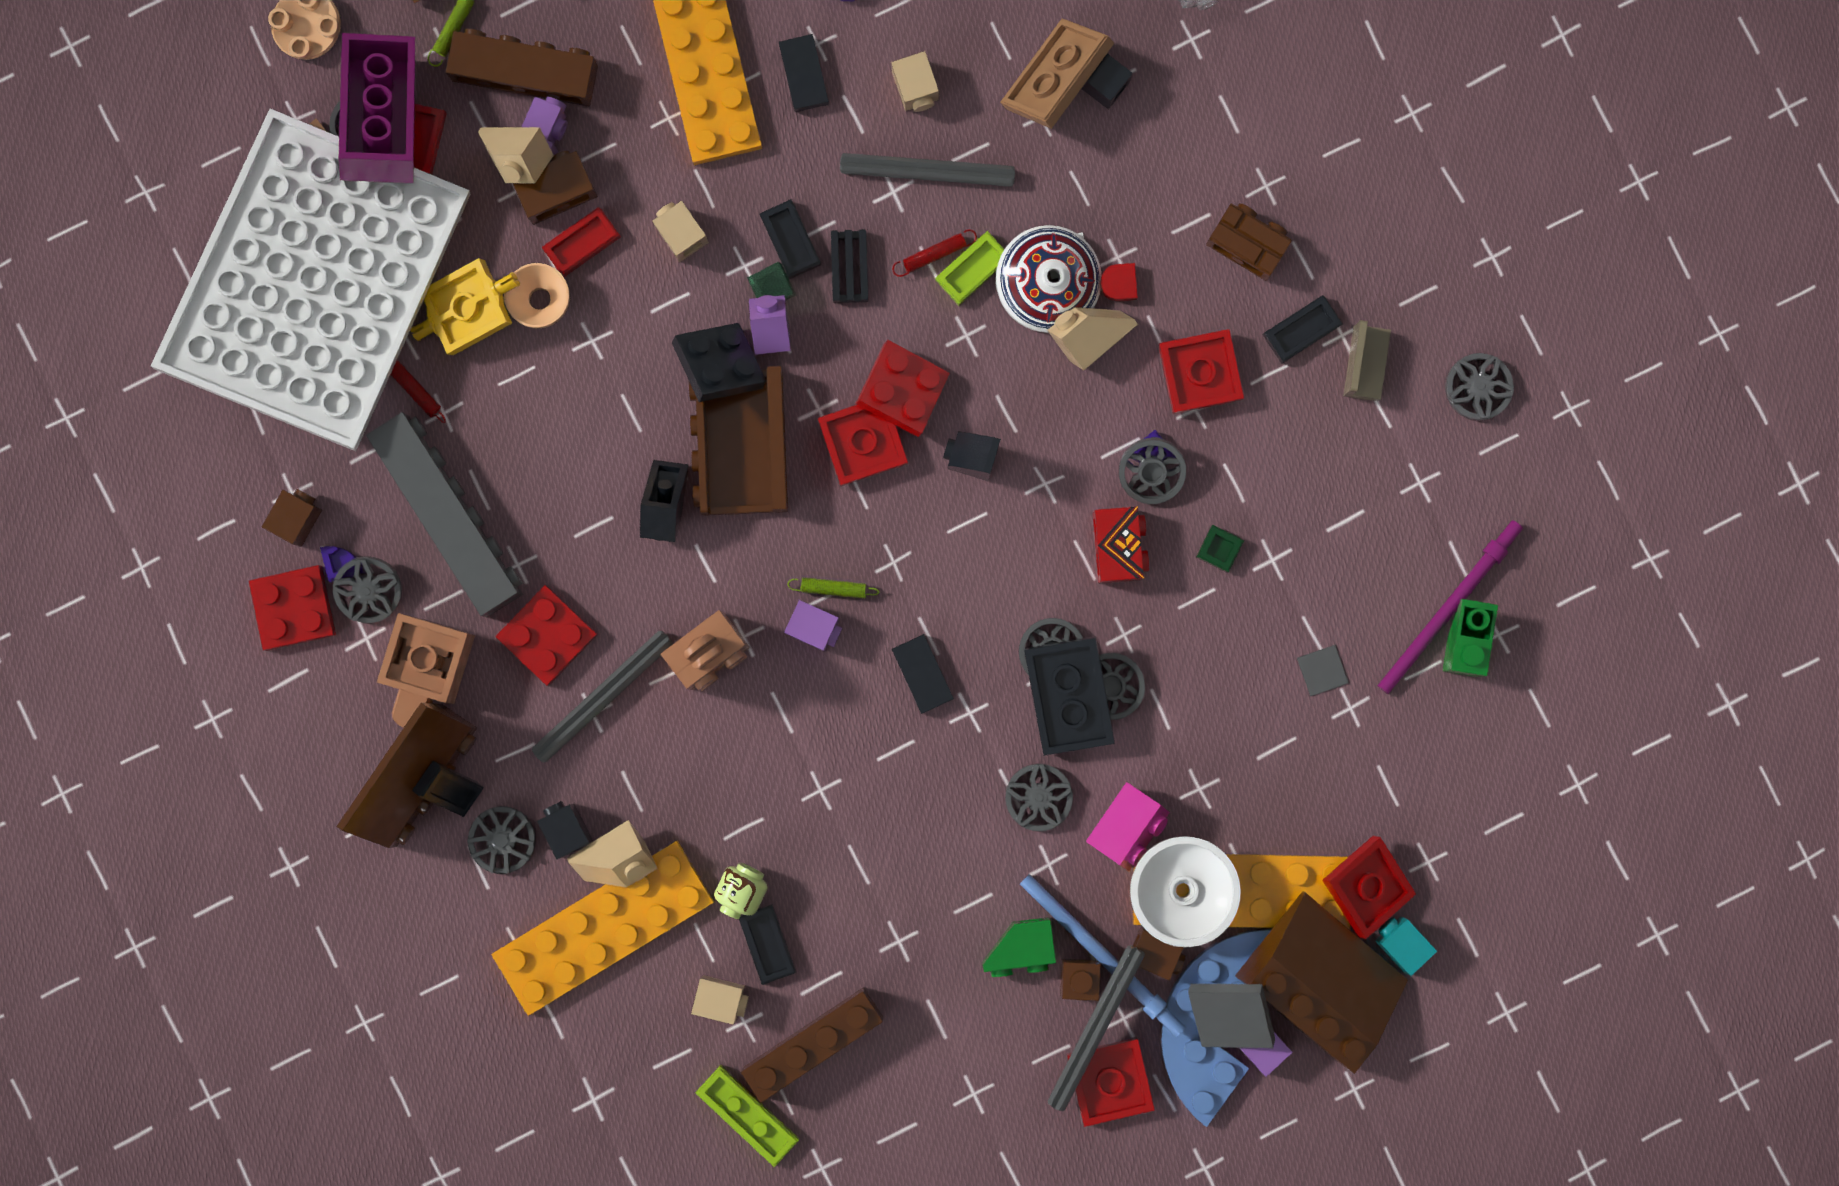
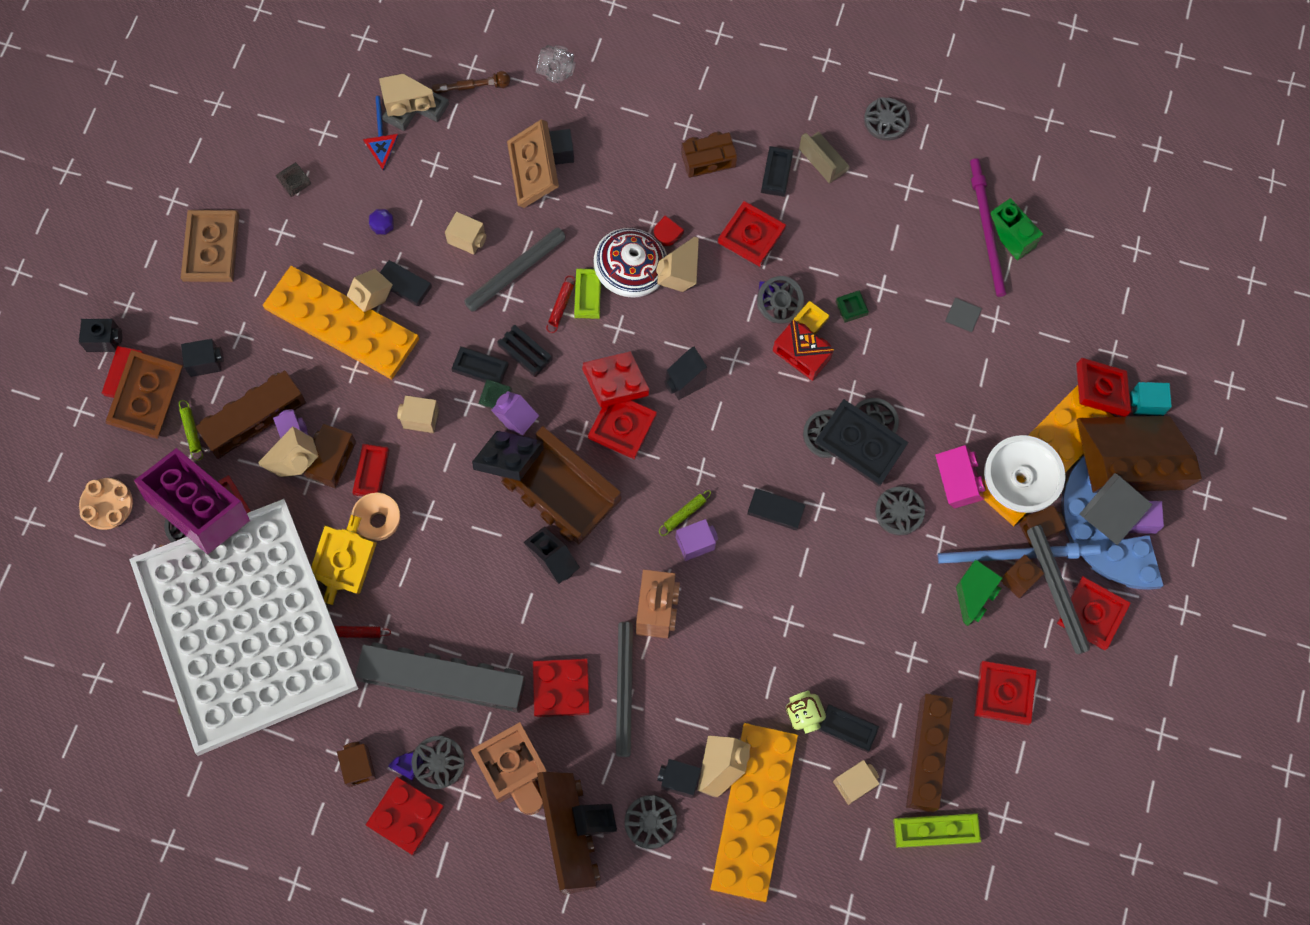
camera: 50 degrees left, 15 degrees down
(758, 50) = (369, 290): none -> tan brick
(944, 1065) = (1005, 693): none -> red plate
(1163, 521) = (812, 317): none -> yellow plate

